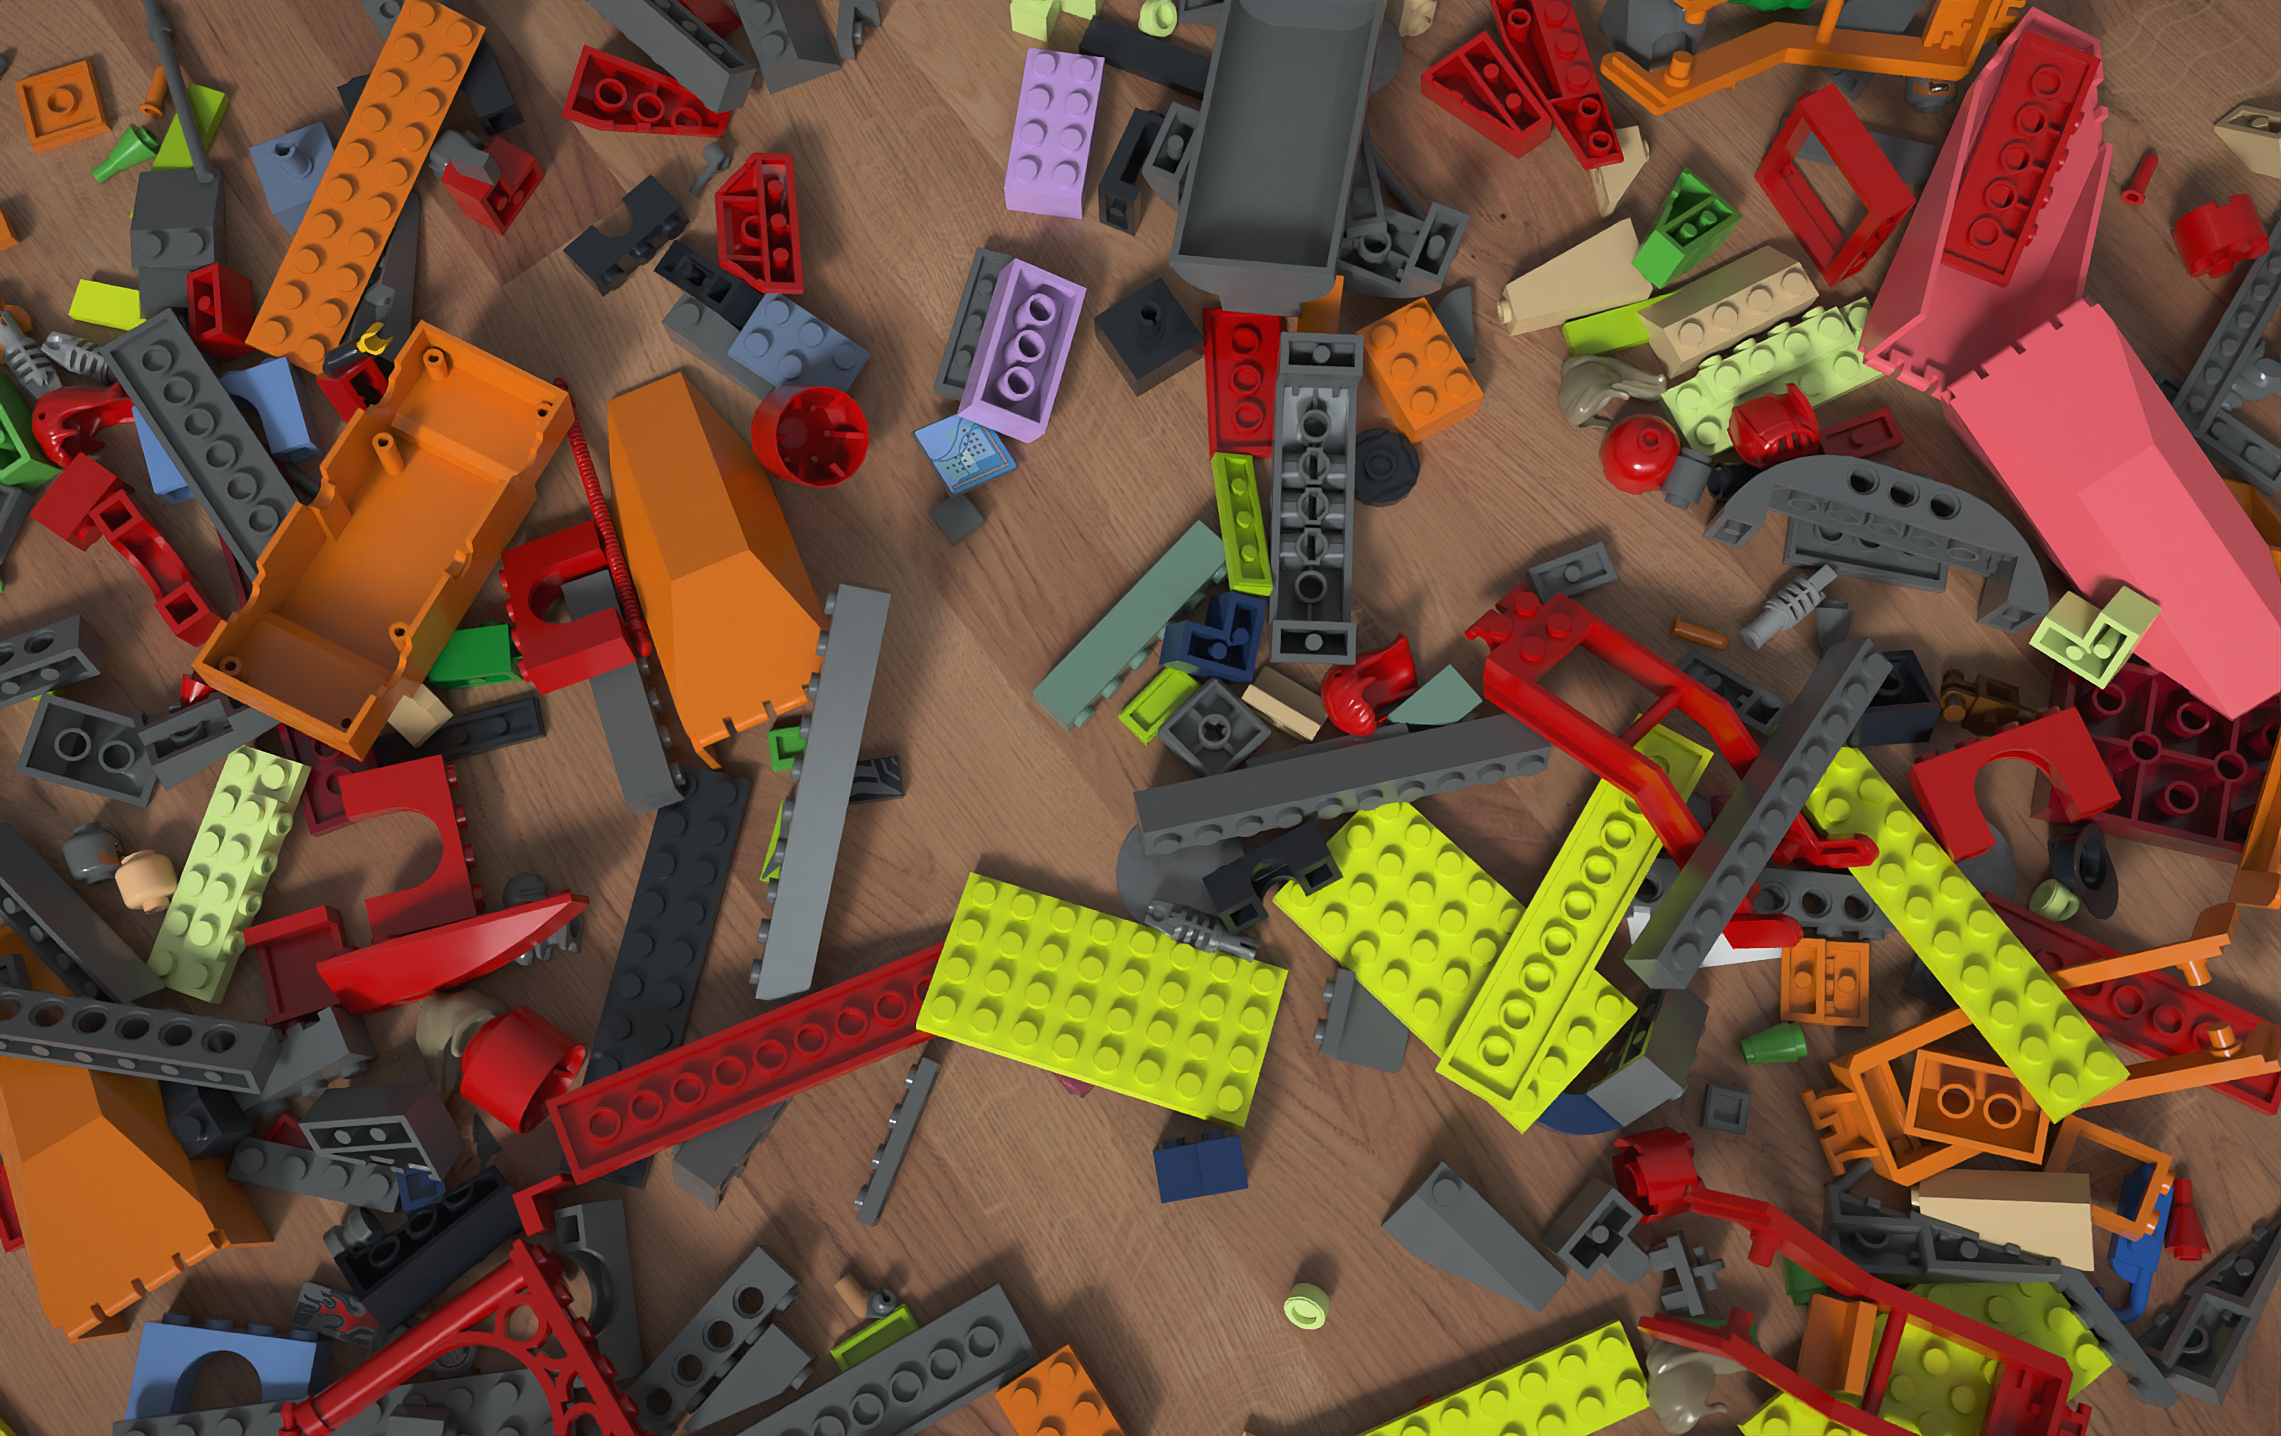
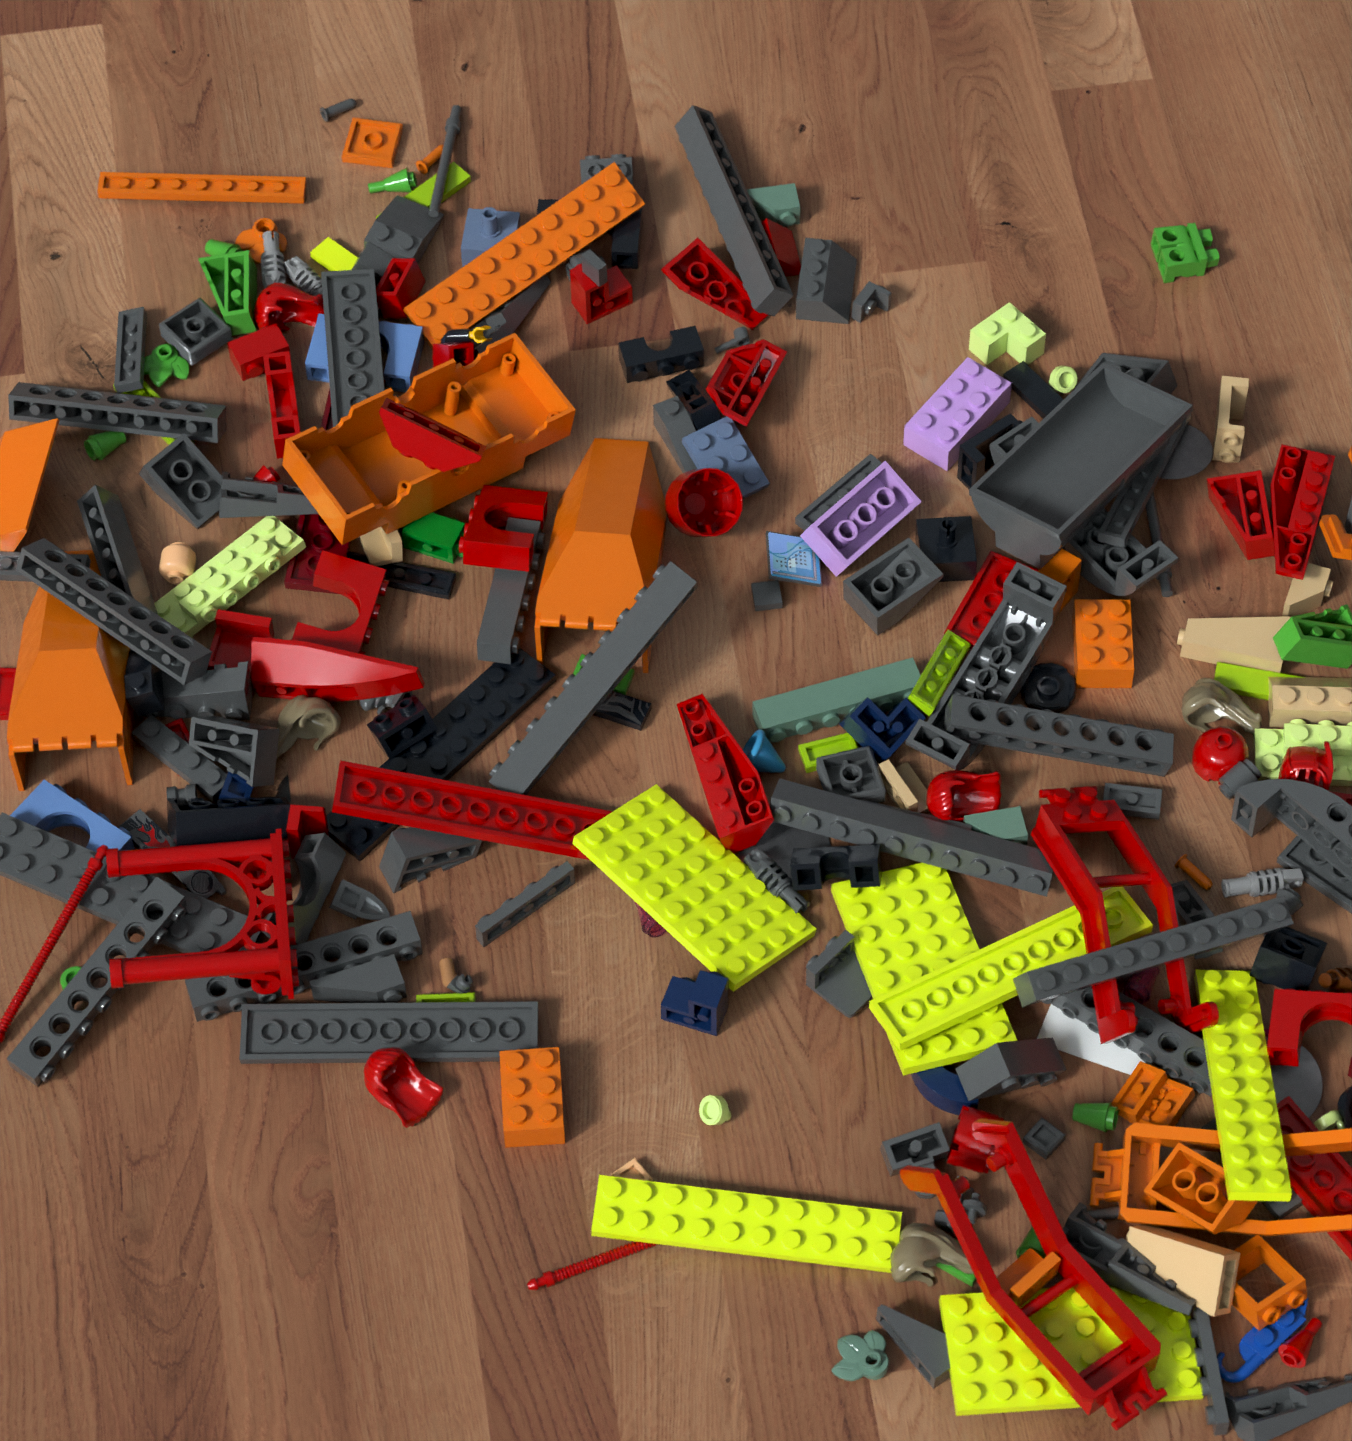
camera: 30 degrees right, 20 degrees down
(94, 854) = (155, 535): dark grey head -> none
(393, 555) = (427, 439): none -> red wedge
(517, 1066) = (324, 743): red piece -> none
(592, 973) = (401, 726): none -> black brick
(636, 625) = (539, 555): red hose -> none
(679, 1260) = (358, 903): none -> dark grey plate
(1057, 817) = (727, 777): none -> red wedge
(1077, 760) = (763, 754): none -> dark azure hat
(1114, 427) = (891, 585): none -> dark grey slope
(1324, 596) = (1071, 745): none -> dark grey brick
(1456, 318) = (1147, 630): dark grey tile -> none
(1466, 1236) = (833, 1117): dark grey wedge -> none

